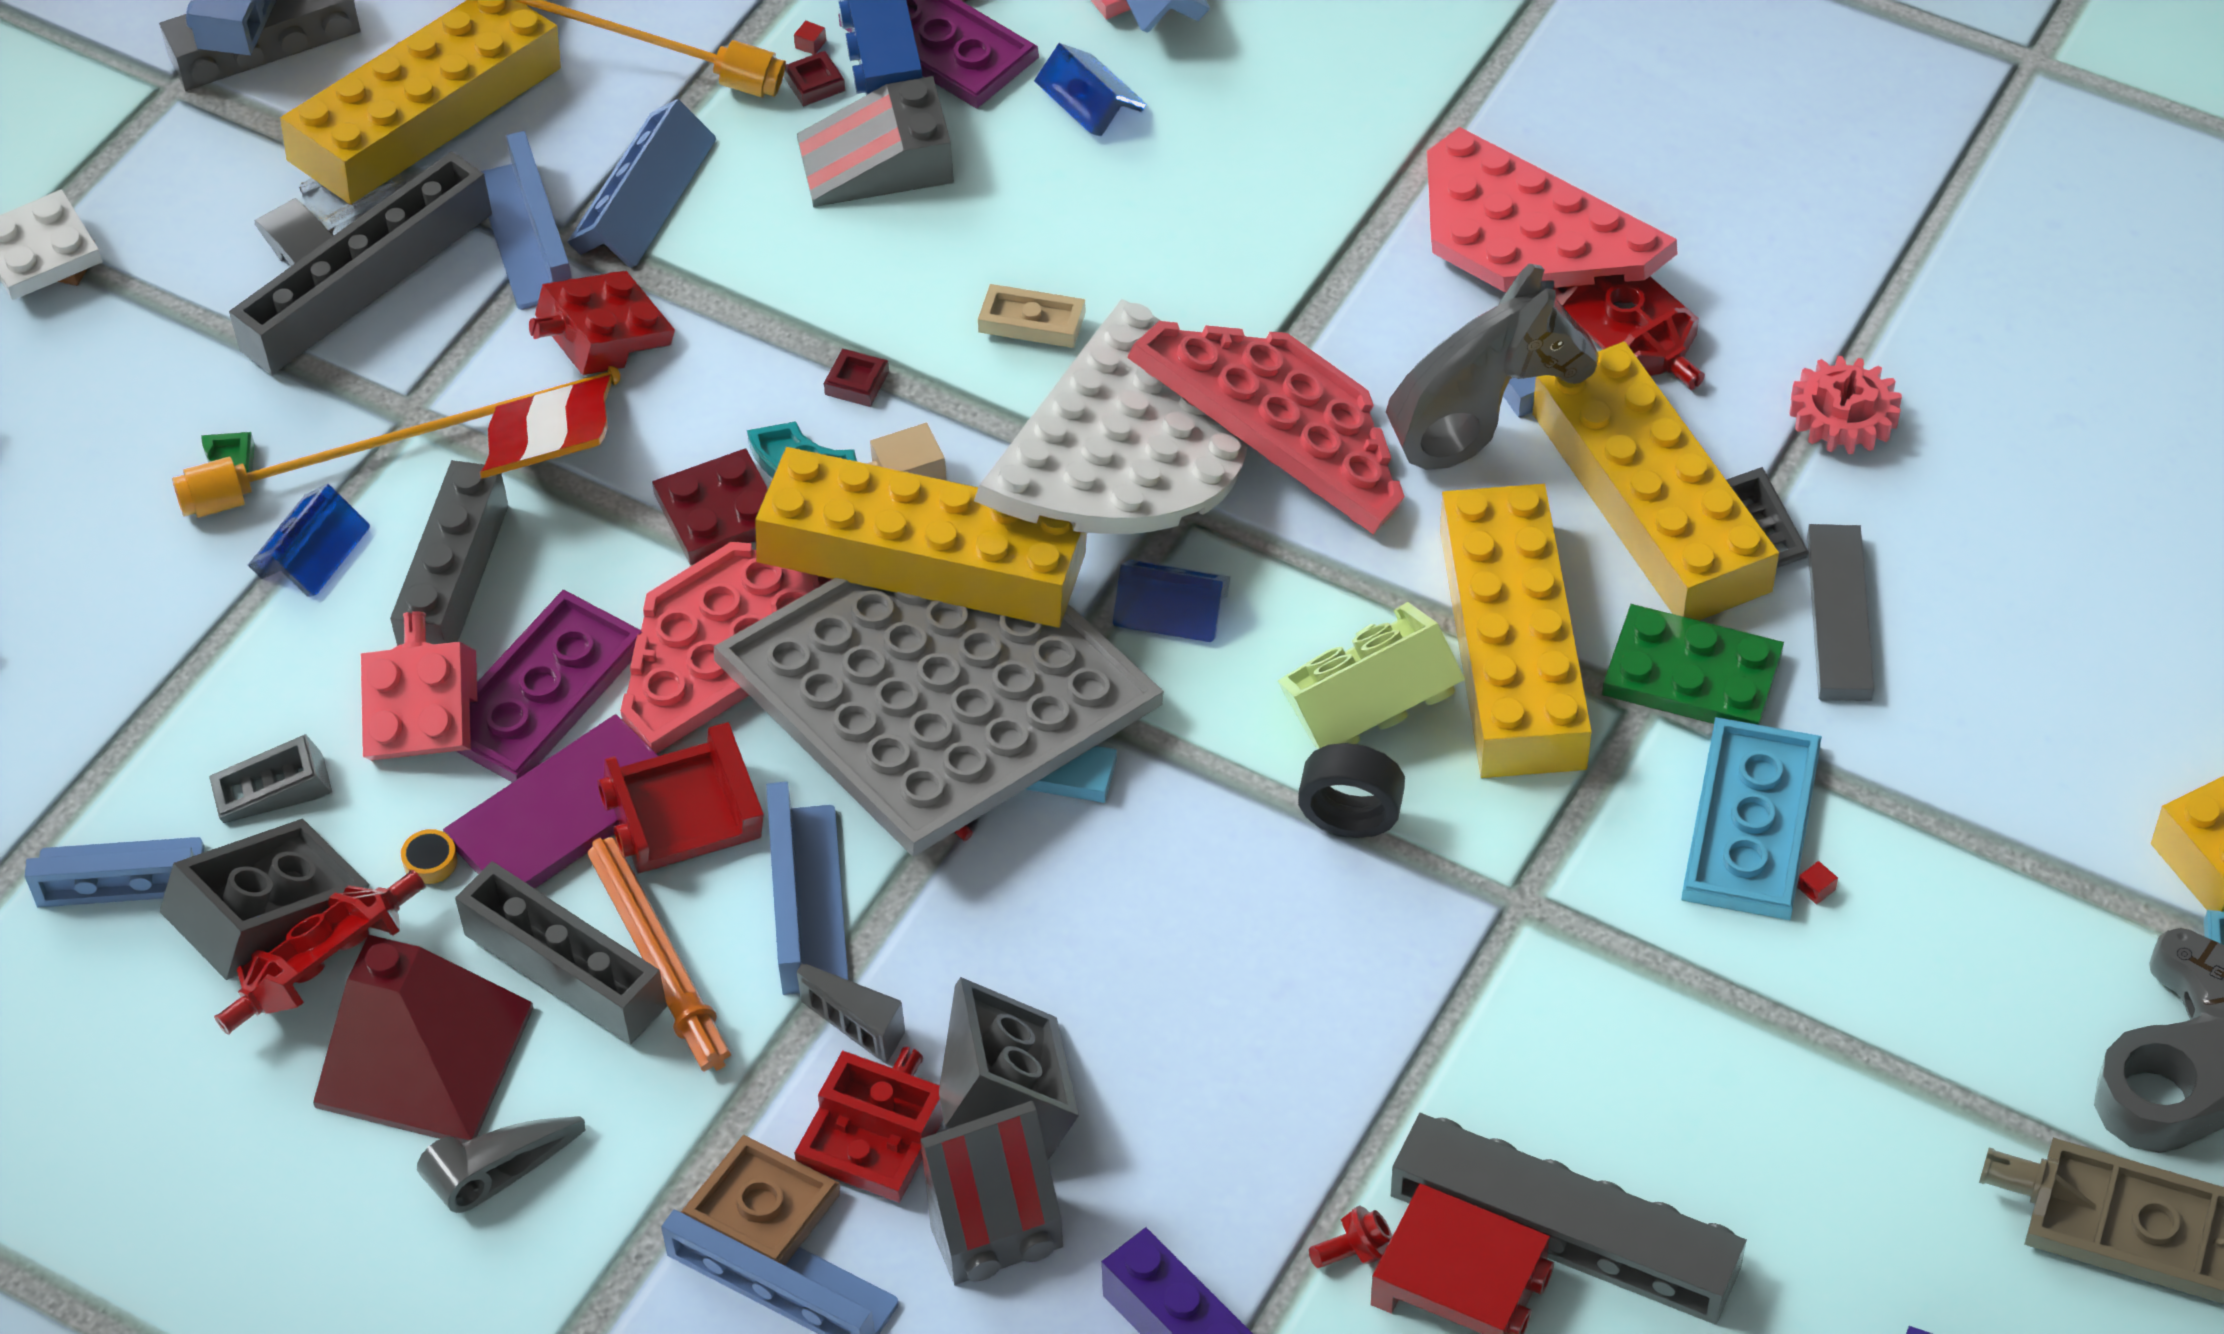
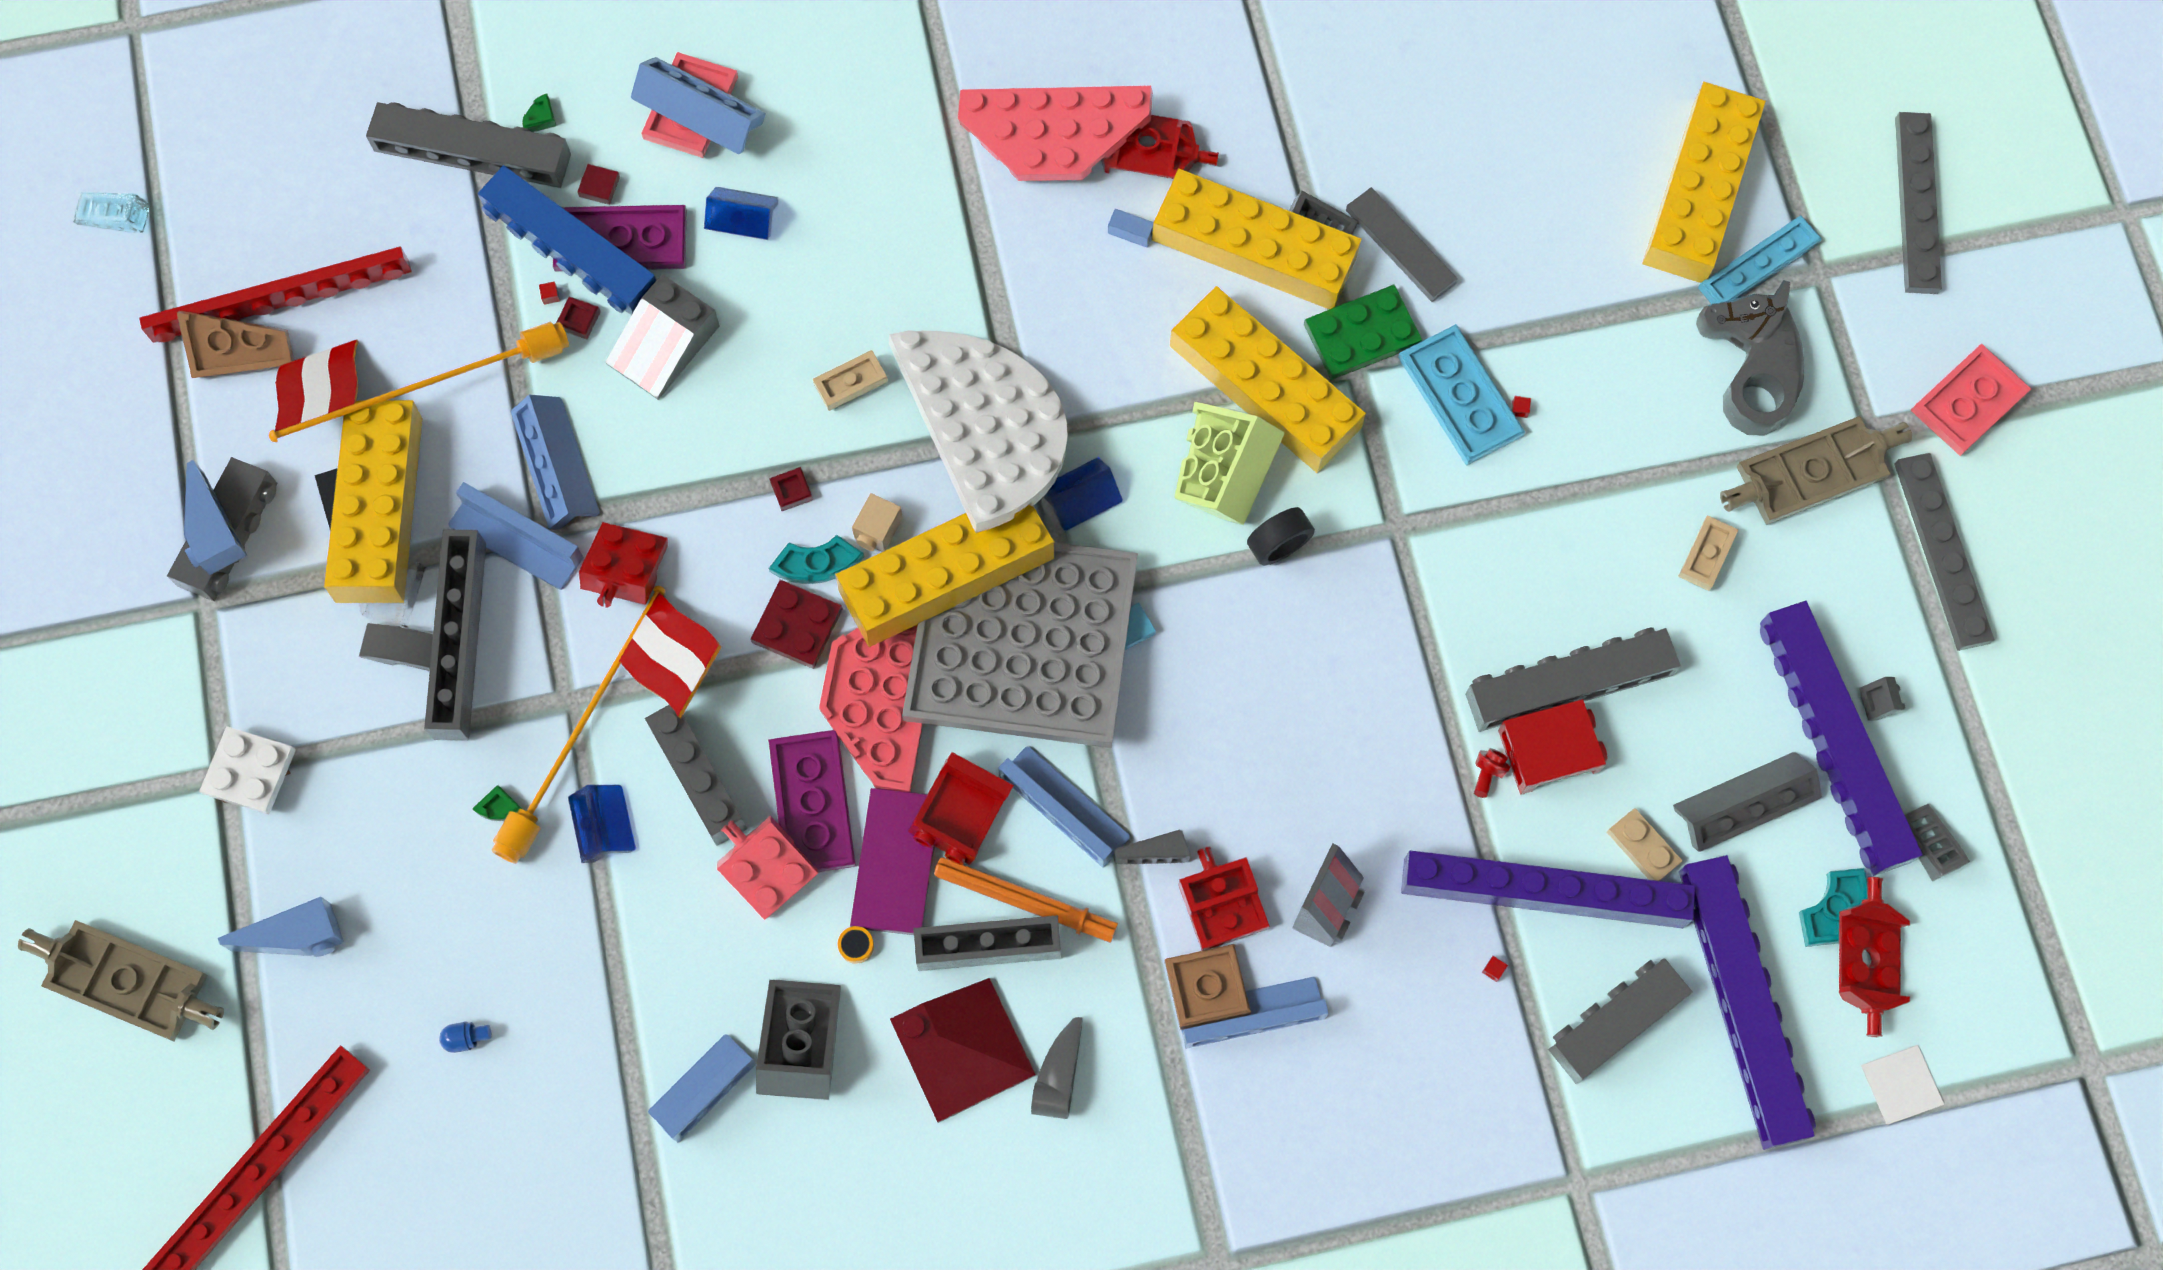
camera: 45 degrees left, 20 degrees up
(270, 976) = (864, 1073): red plate -> none
(293, 790) = (725, 954): dark grey slope -> none
(1004, 1057) = (1265, 824): dark grey slope -> none
(1284, 407) = (1043, 338): coral plate -> none
(1455, 393) = (1136, 256): dark grey animal -> none
(1845, 404) = (1305, 109): coral gear -> none
(1904, 1212) = (1708, 553): none -> tan plate

